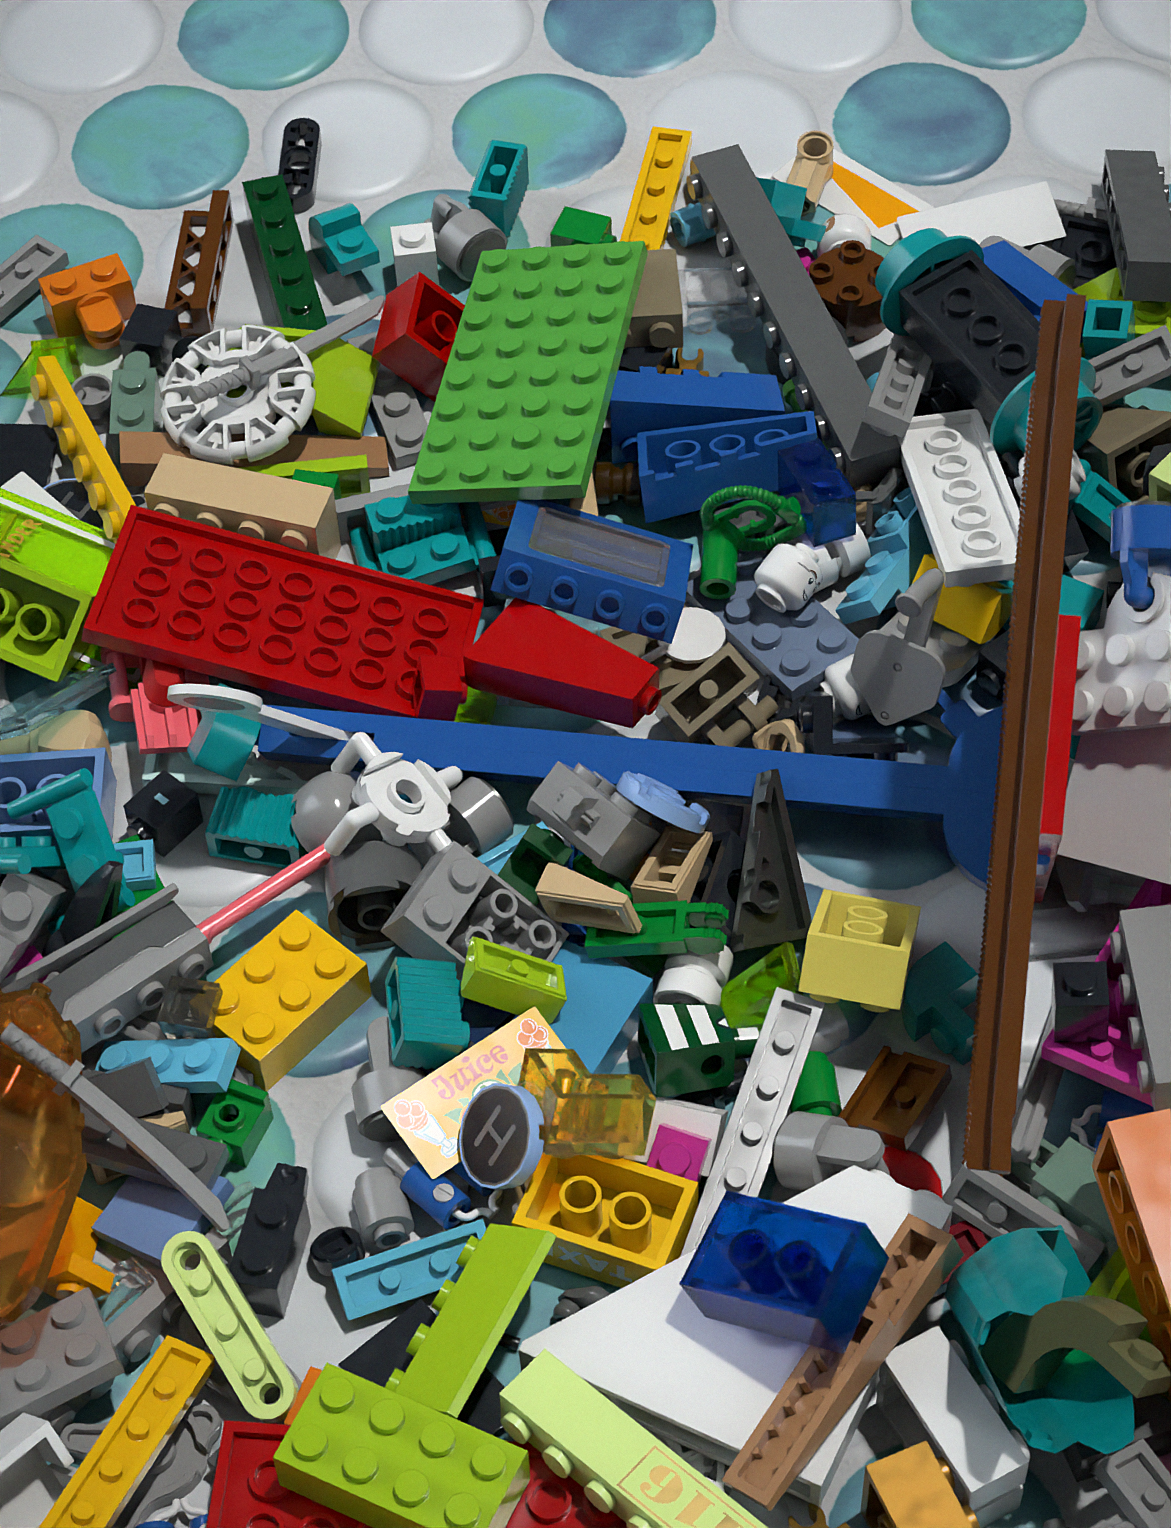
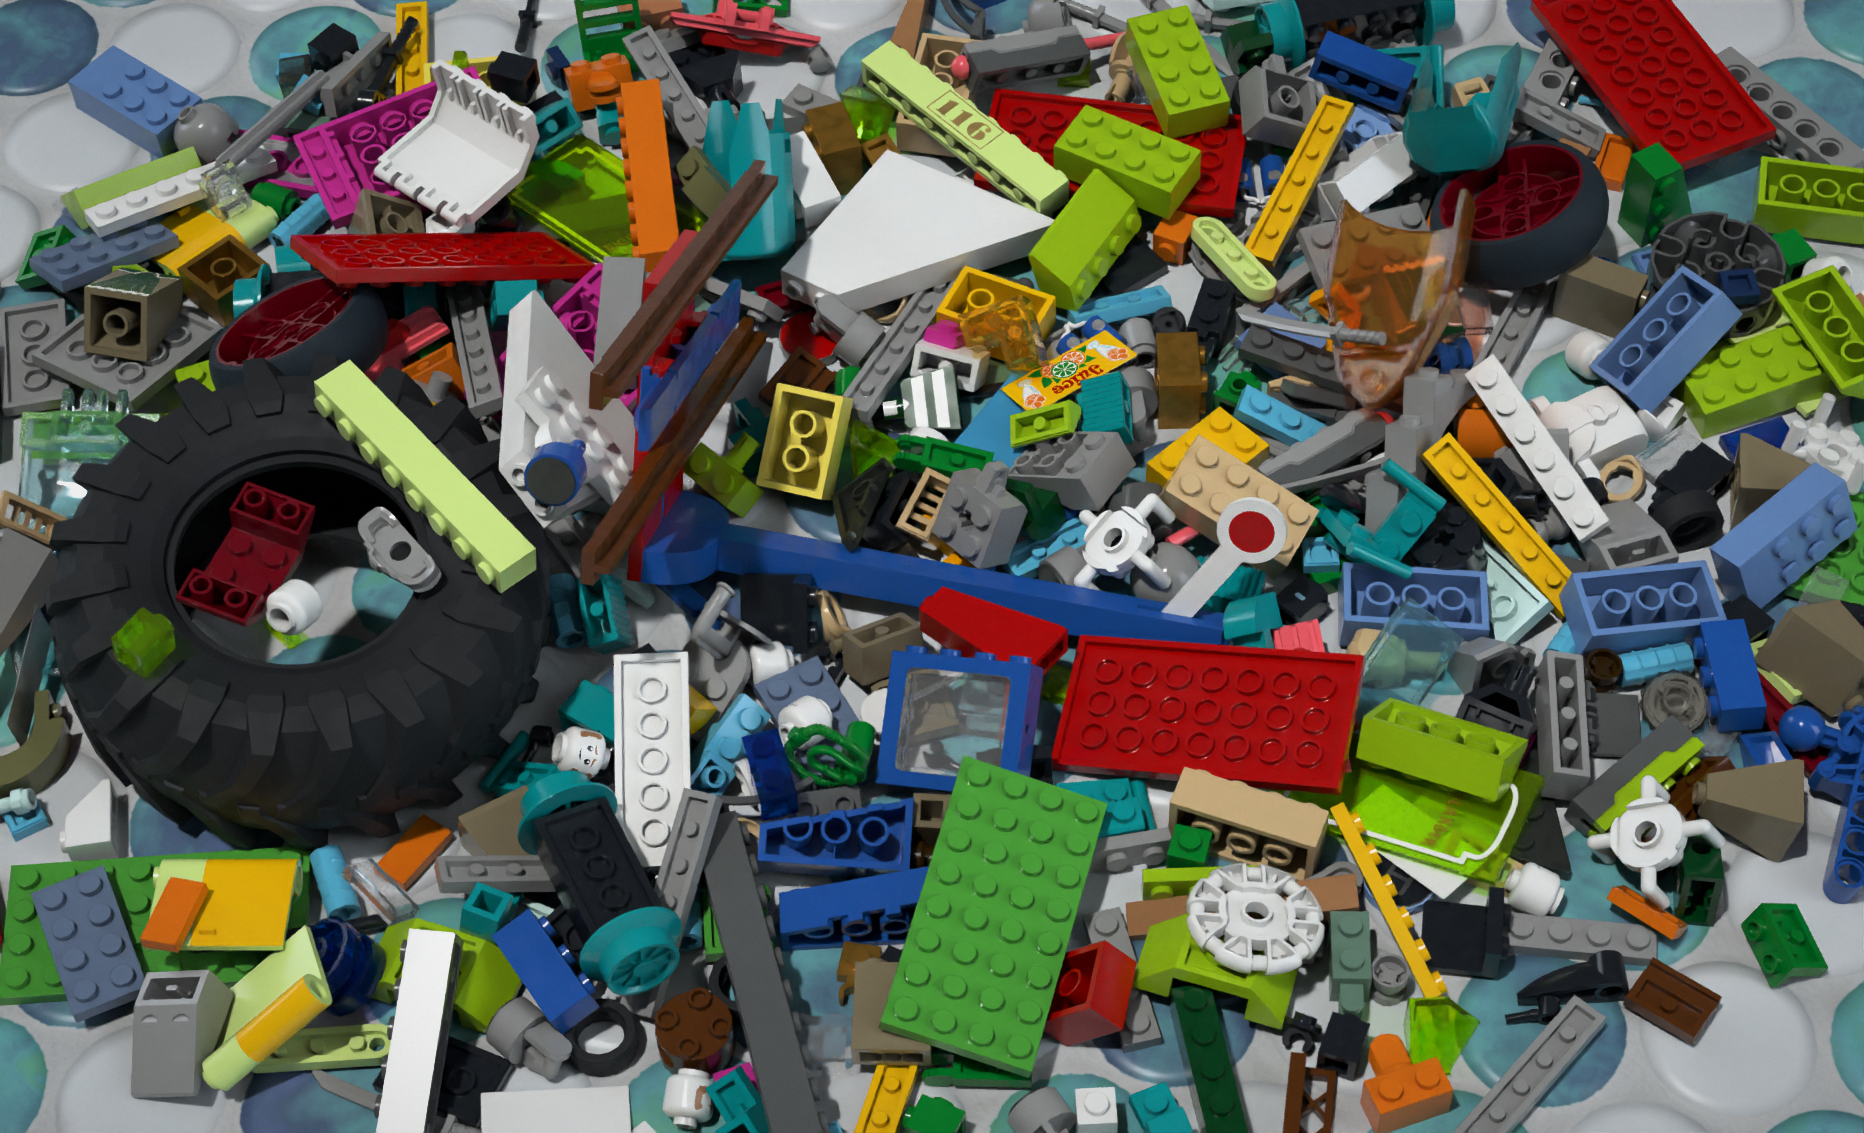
camera: 175 degrees left, 0 degrees up
(189, 1008) = (1268, 430): clear smoke panel -> none
(243, 864) = (1213, 478): none -> tan brick
(251, 371) = (1241, 906): light grey sword -> none
(318, 1110) = (1179, 380): none -> pearl gold brick
(438, 688) = (1088, 641): red plate -> none
(501, 1136) = (1059, 321): tile -> none
(585, 902) = (983, 452): tan slope -> none
(621, 499) = (928, 816): none -> dark tan brick
(662, 802) = (928, 523): light blue tile -> none
(785, 1271) = (892, 202): clear blue brick -> none
(830, 1381) = (859, 192): medium nougat slope -> none
(954, 914) = (724, 476): none -> lime brick

